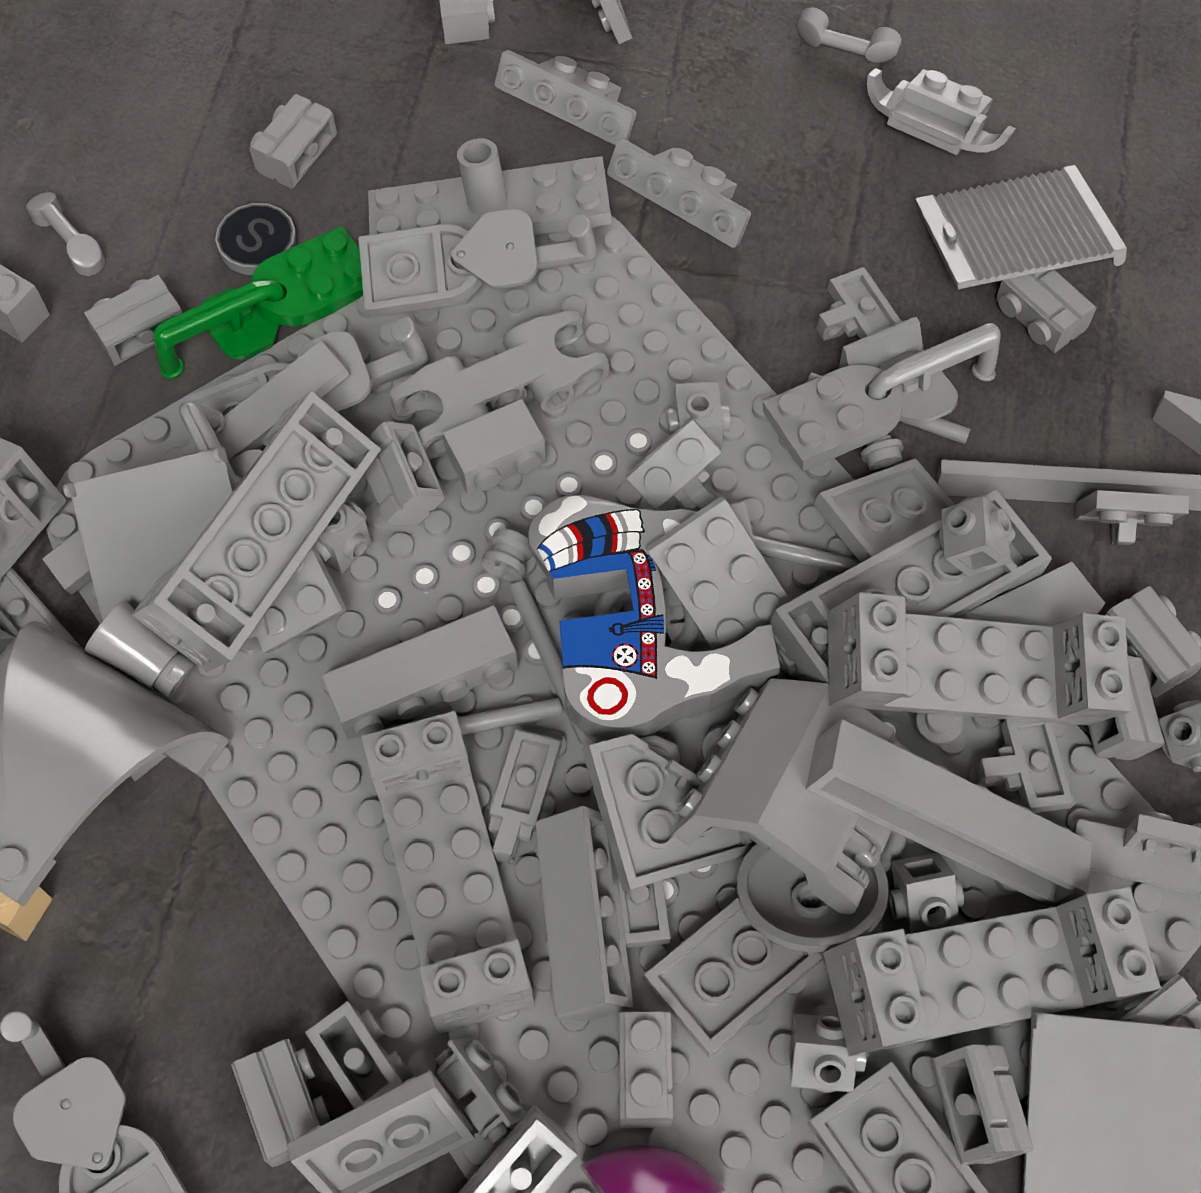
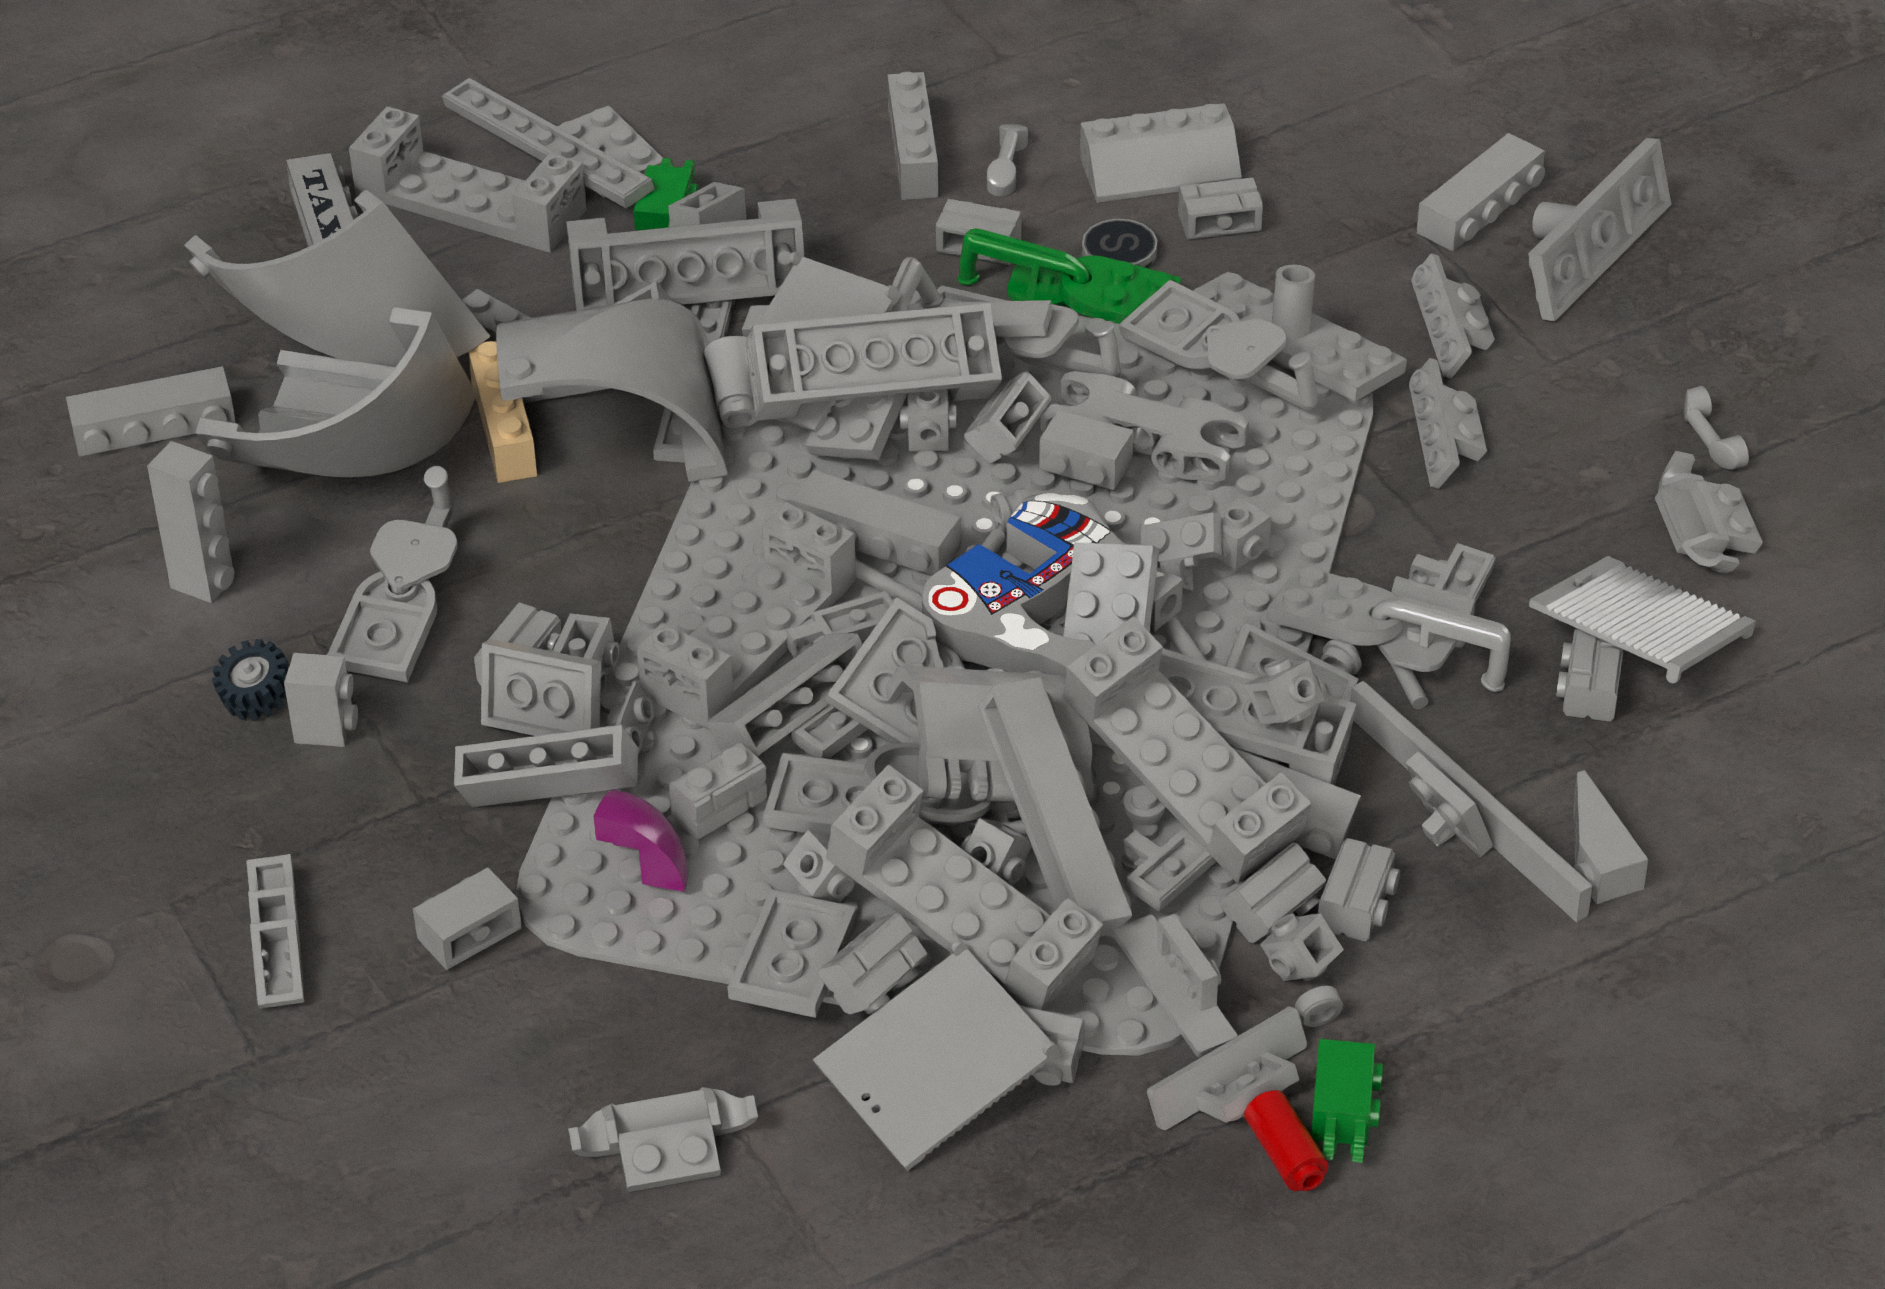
camera: 50 degrees right, 20 degrees down
(185, 131) = (1158, 152): none -> light grey slope

